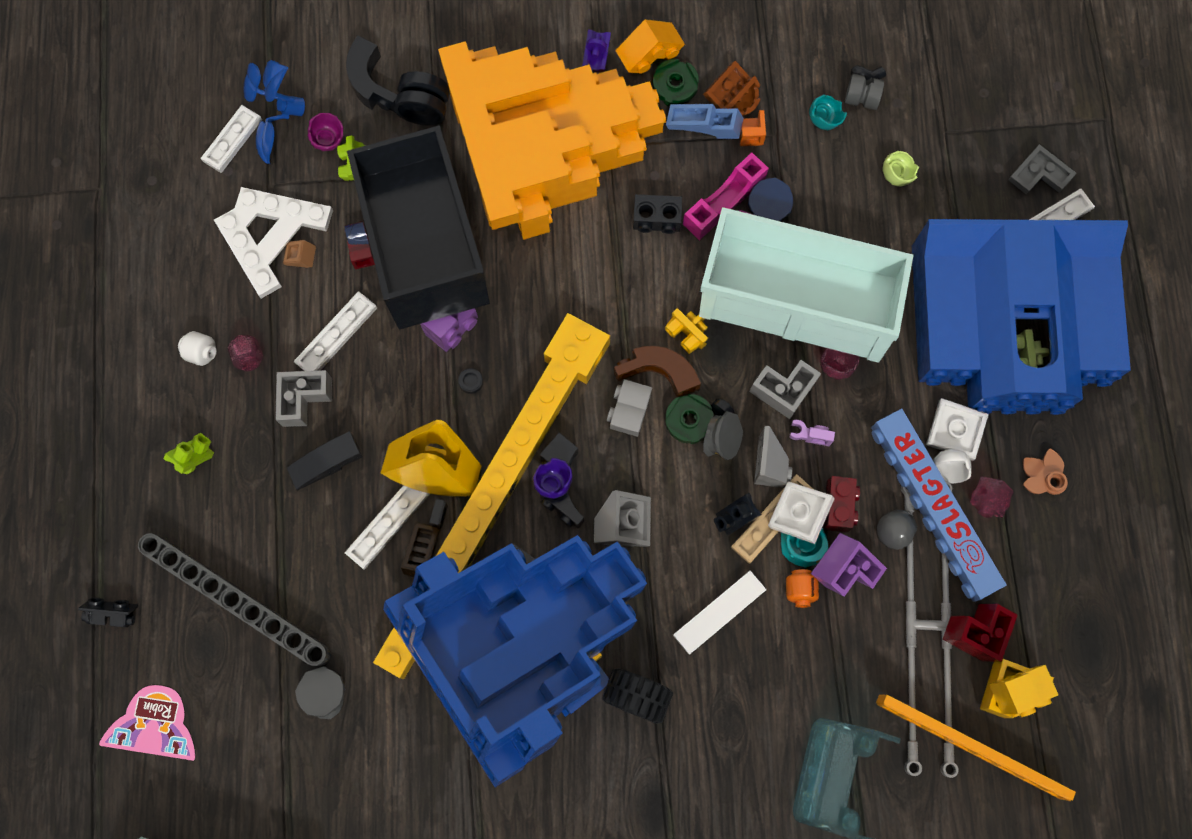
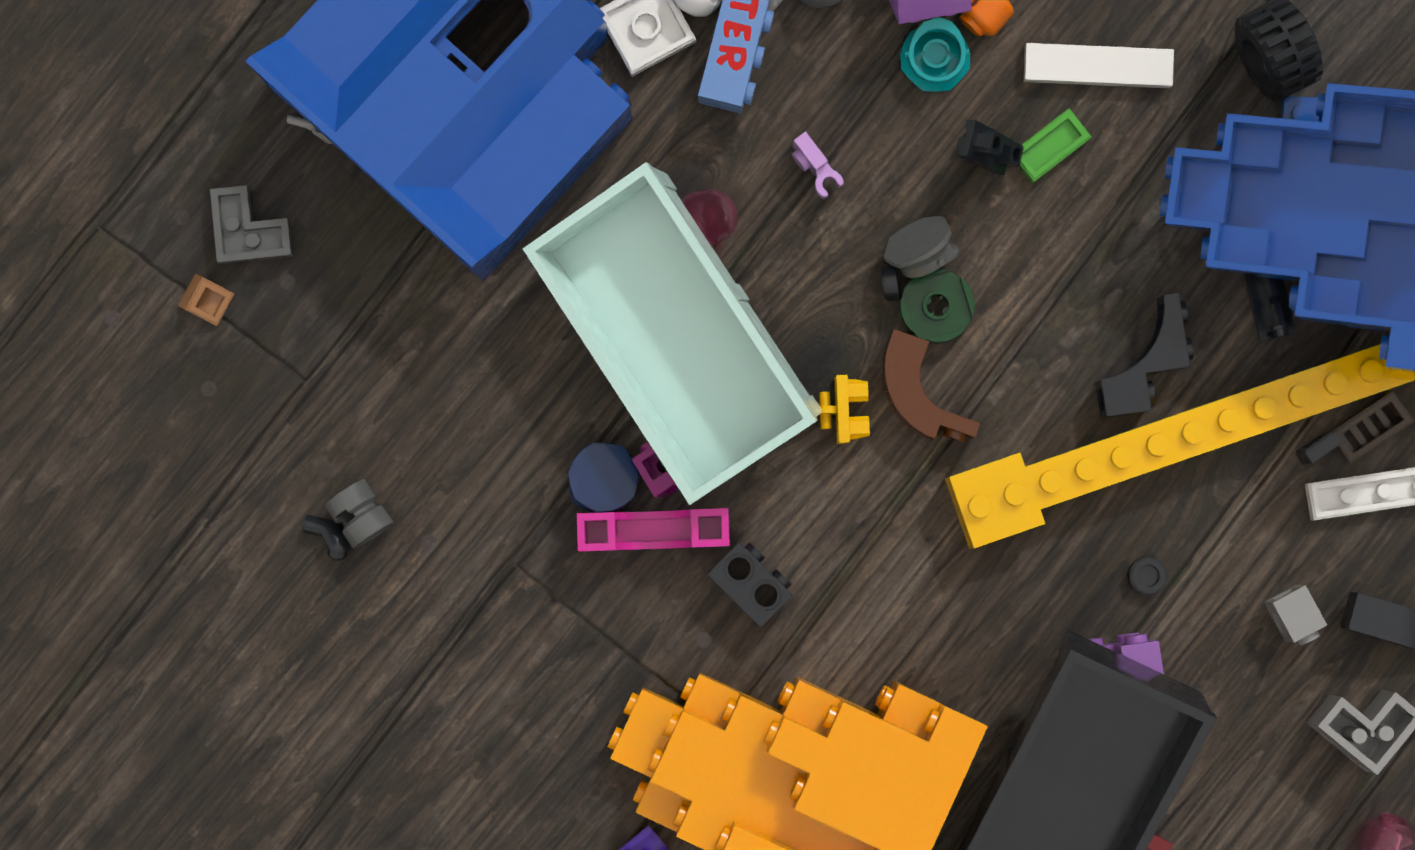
camera: 140 degrees left, 10 degrees up
(336, 333) = (1259, 774): white tile -> none
(381, 422) = (1296, 615): none -> light grey brick
(430, 468) = (1286, 505): yellow piece -> none
(553, 478) = (1168, 363): dark purple hair -> none
(624, 519) = (1118, 252): light grey slope -> none
(630, 407) = (994, 377): light grey brick -> none
(647, 43) = (564, 805): light orange brick -> none
(680, 71) = (553, 746): dark green plate -> none
(705, 119) = (584, 651): medium blue slope -> none
(705, 550) = (1052, 145): none -> bright green tile
(734, 90) = (513, 657): dark orange slope -> none
(753, 130) = (536, 590): orange panel -> none
(759, 532) = (944, 113): tan tile -> none
(771, 461) = (895, 169): light grey slope -> none
(783, 393) = (800, 229): light grey brick -> none
(801, 512) = (916, 86): white plate -> none
(826, 112) = (429, 527): teal hair -> none
(842, 512) = (860, 59): dark red brick -> none
(900, 168) = (411, 380): yellowish green hair -> none
(1025, 127) = (206, 299): none -> medium nougat slope
(1030, 350) = (496, 26): yellowish green hips -> none
(1068, 208) = (279, 161): white tile -> none

